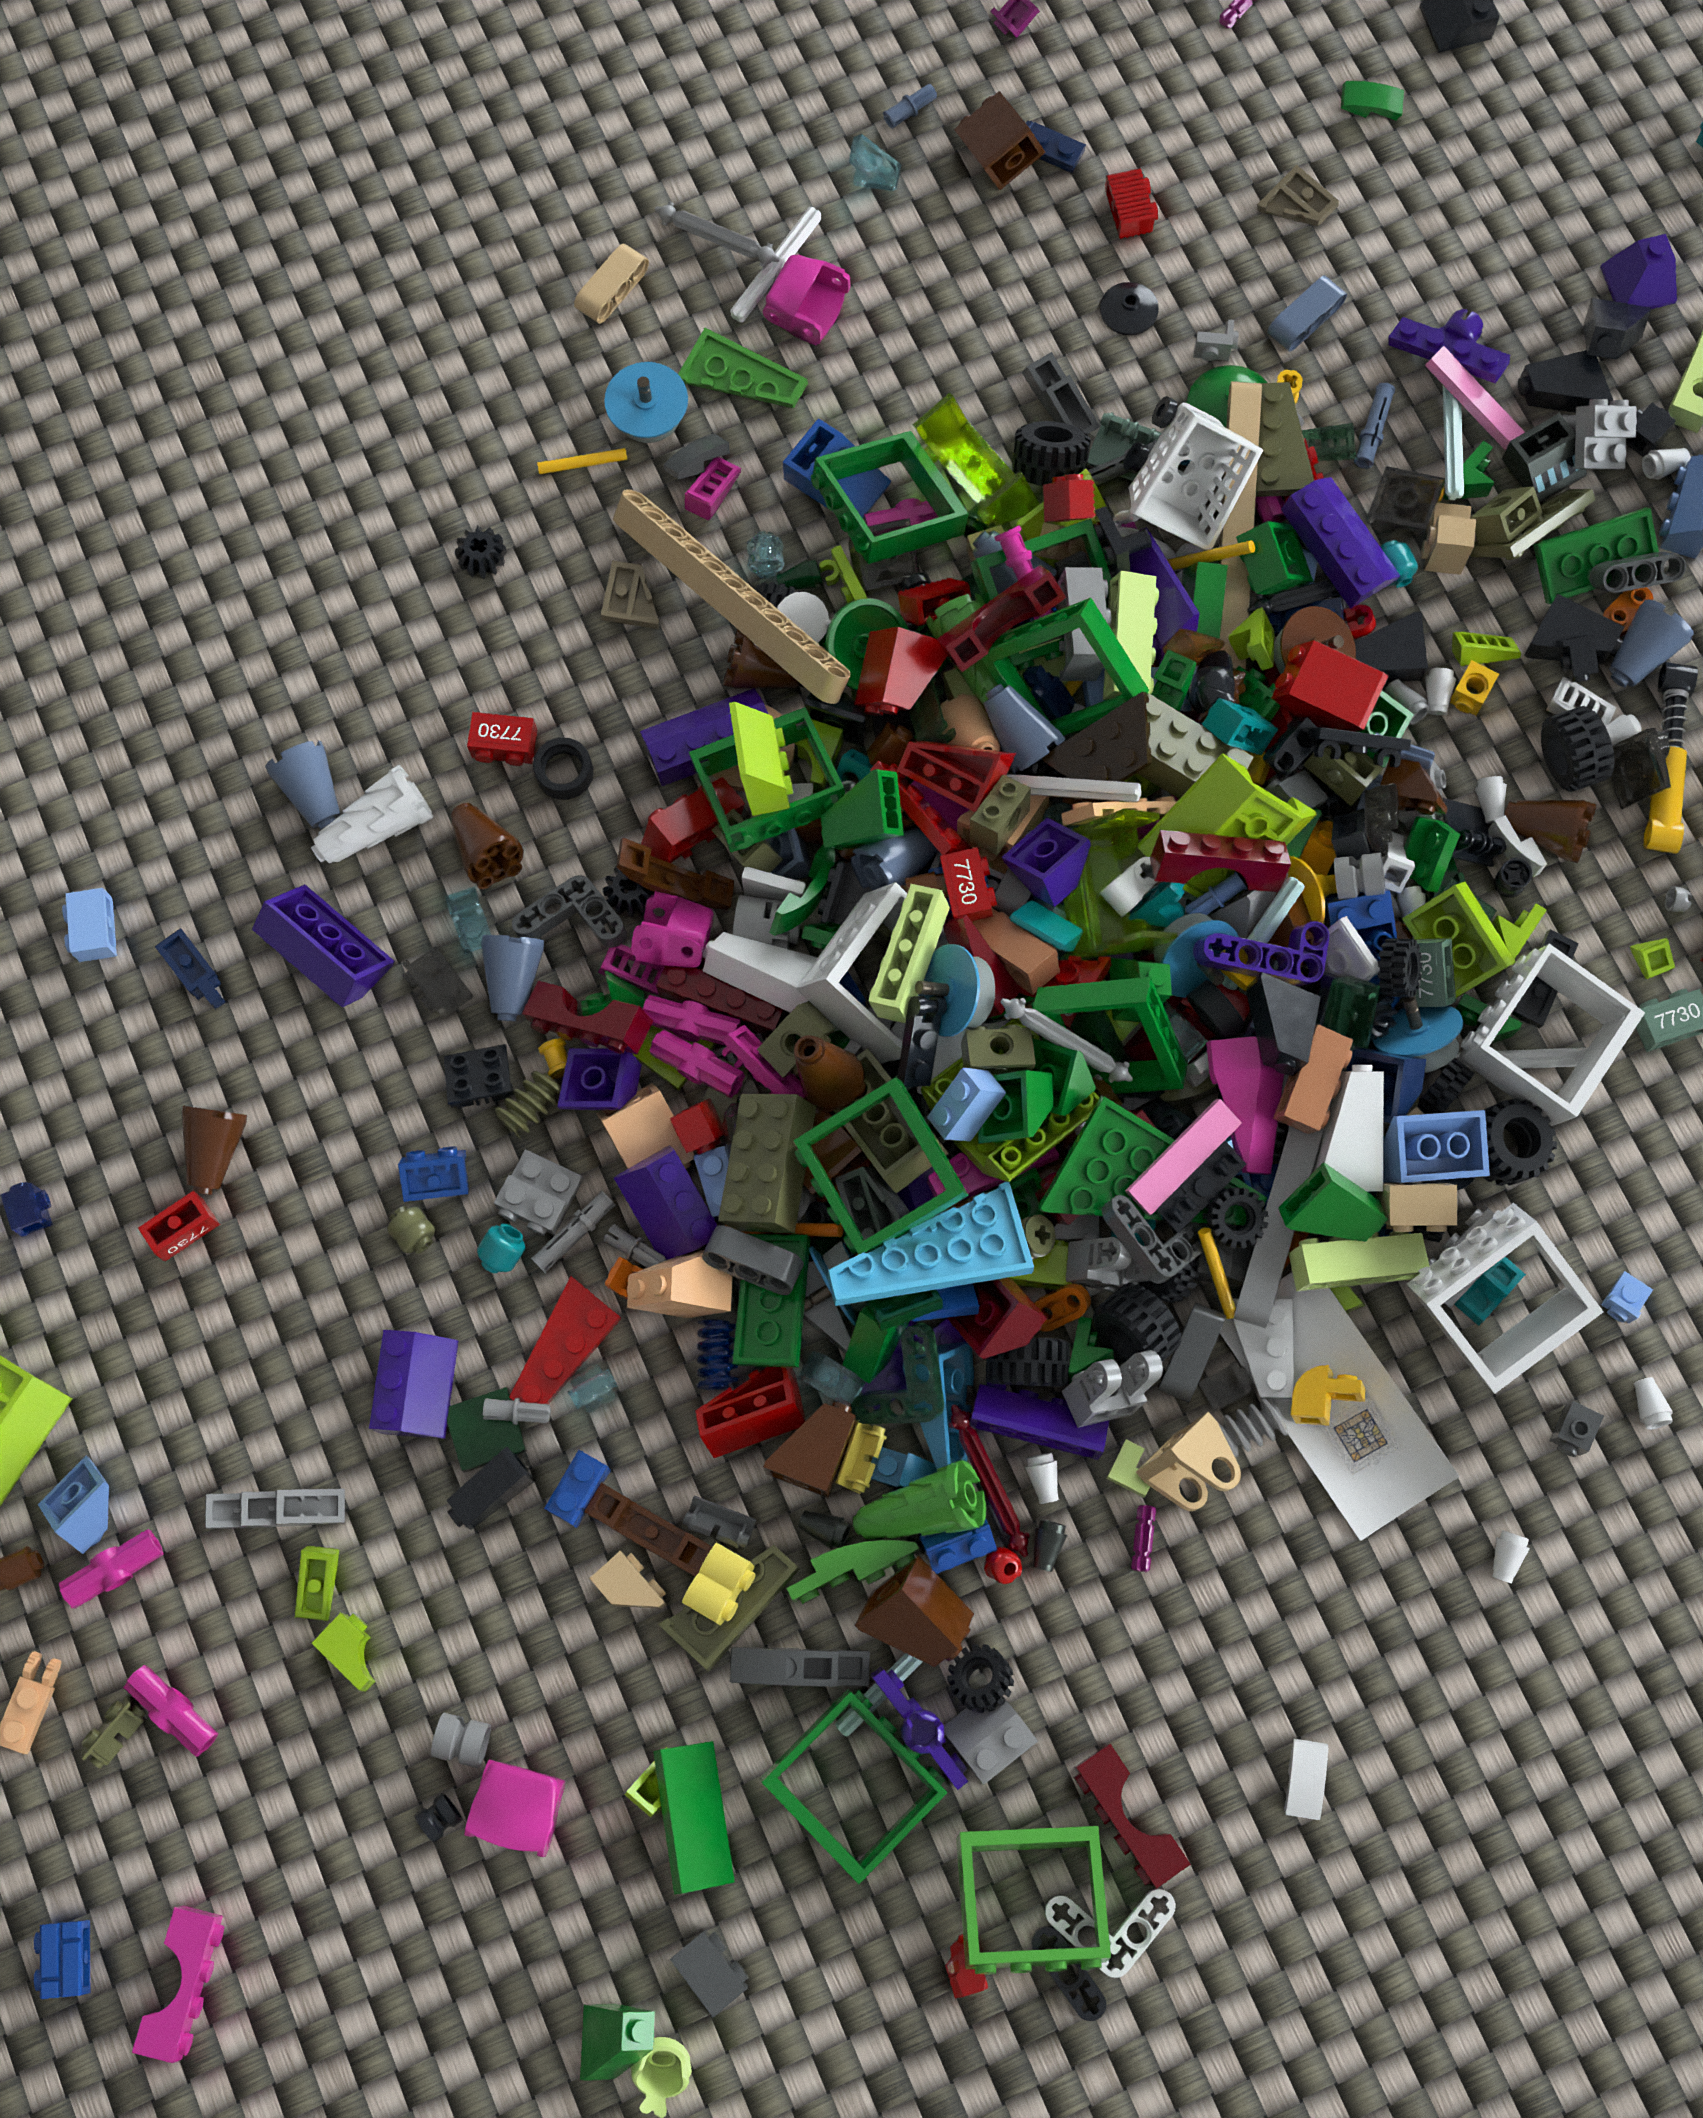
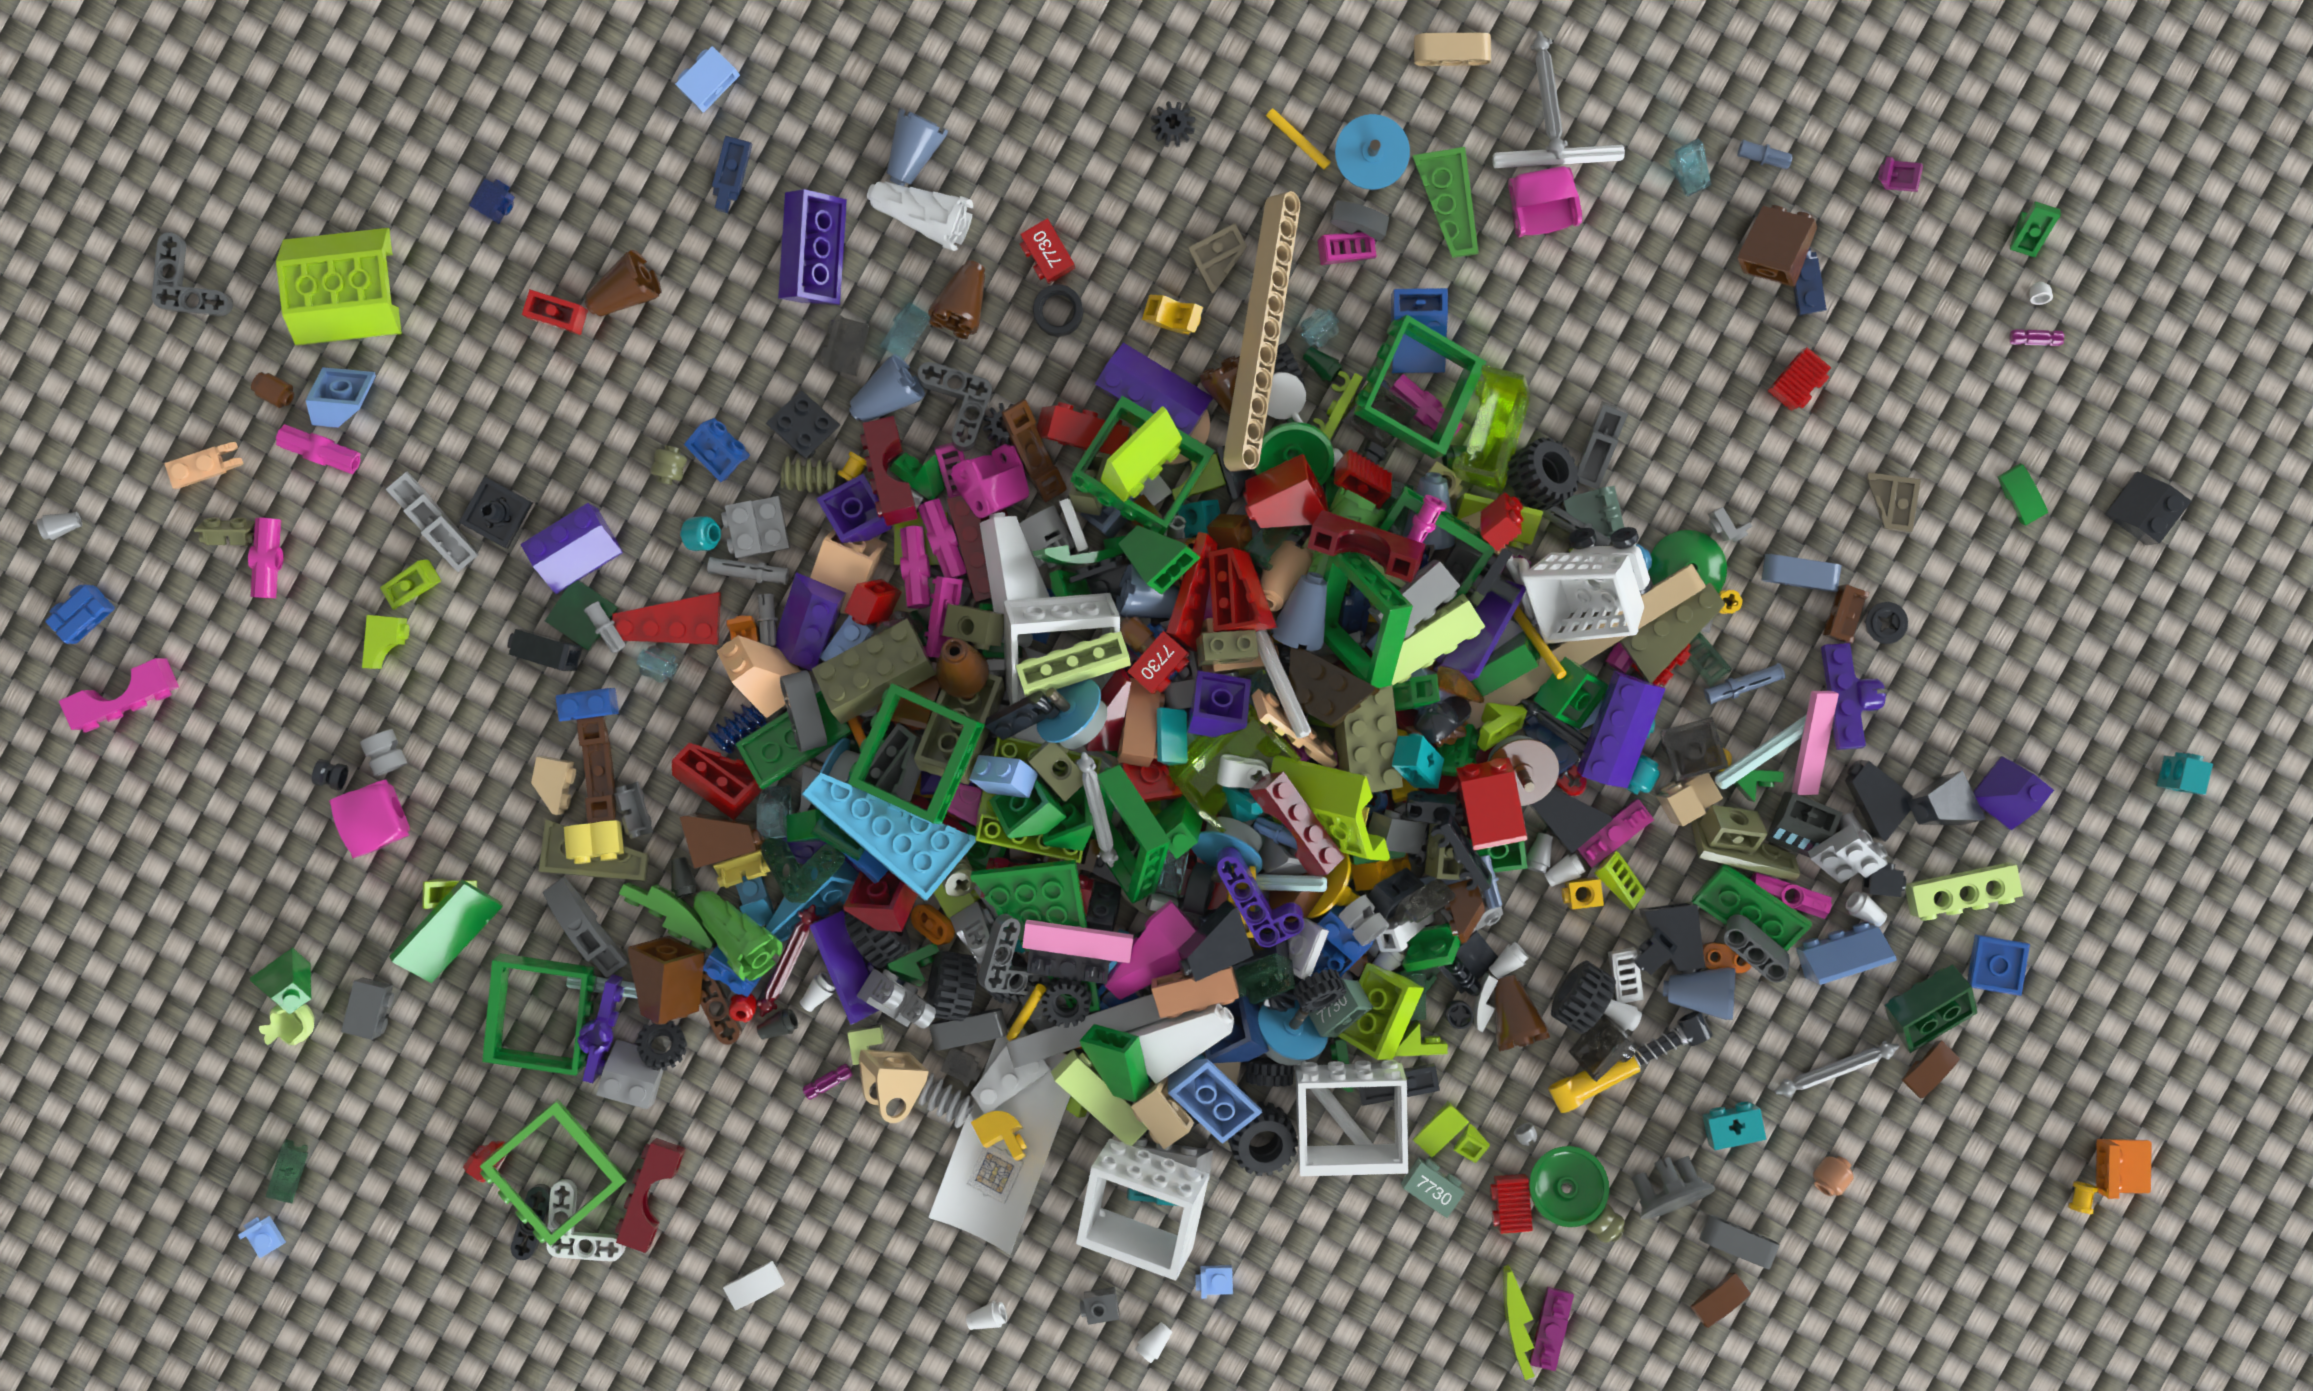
camera: 55 degrees right, 15 degrees up
(317, 1436) = (486, 508): none -> black plate
(651, 671) = (1172, 314): none -> yellow brick
(1010, 1593) = (718, 1029): none -> reddish brown beam
(1129, 318) = (1701, 444): black dish -> none
(1371, 303) = (1845, 613): none -> reddish brown hinge
(1411, 267) = (1898, 621): none -> black gear
(1434, 605) = (1615, 833): none -> dark pink plate
(1618, 969) = (1440, 1129): none -> lime slope
(1622, 502) = (1804, 899): none -> dark pink piece

